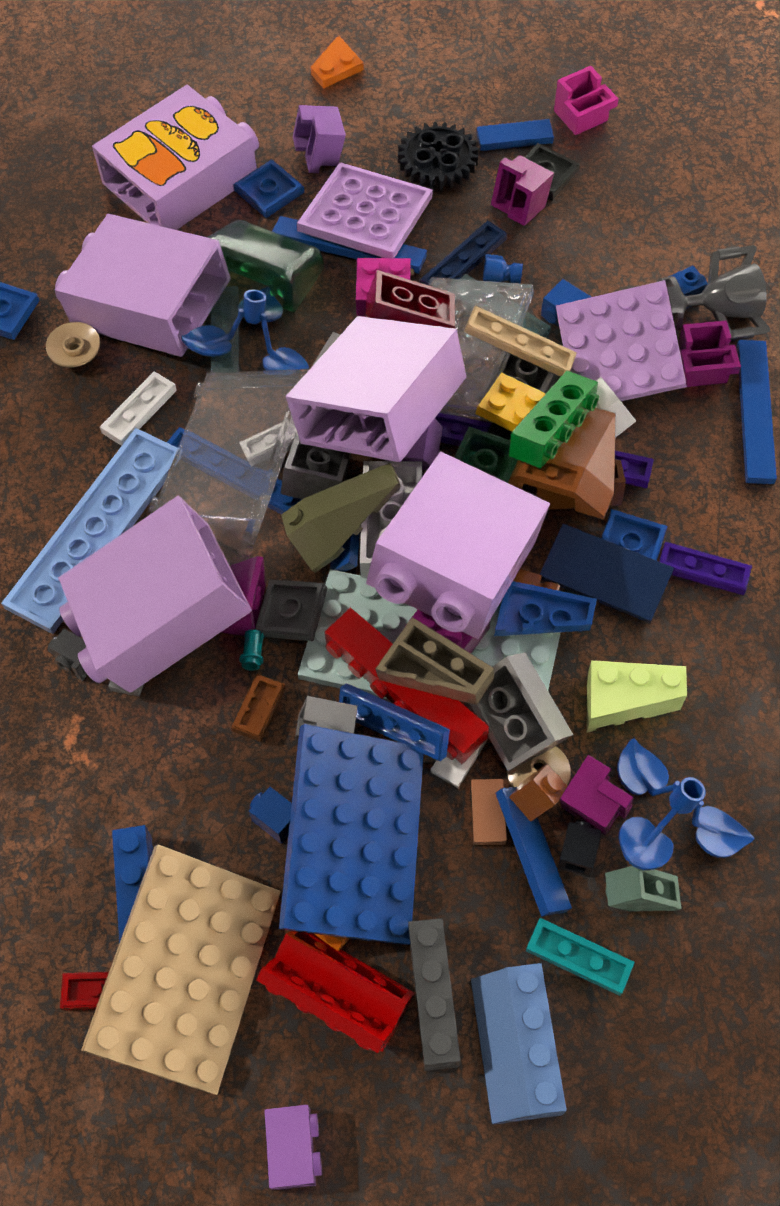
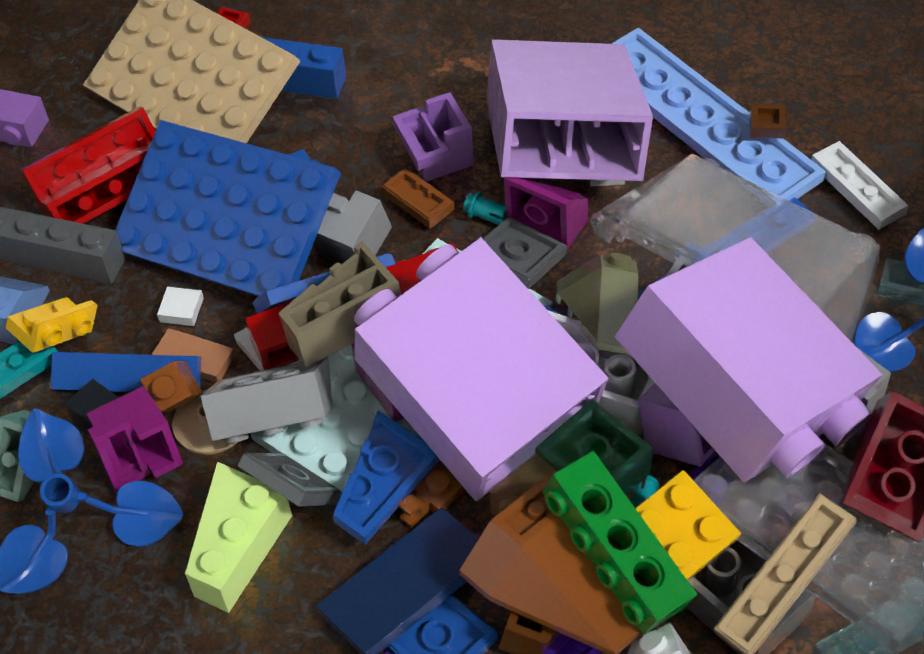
camera: 115 degrees right, 10 degrees down
(100, 470) = (767, 120): none -> reddish brown plate
(193, 709) = (436, 137): none -> medium lavender plate
(444, 848) = (180, 306): none -> white tile
(518, 933) = (52, 323): none -> yellow bracket
(576, 667) = (290, 479): none -> dark grey tile

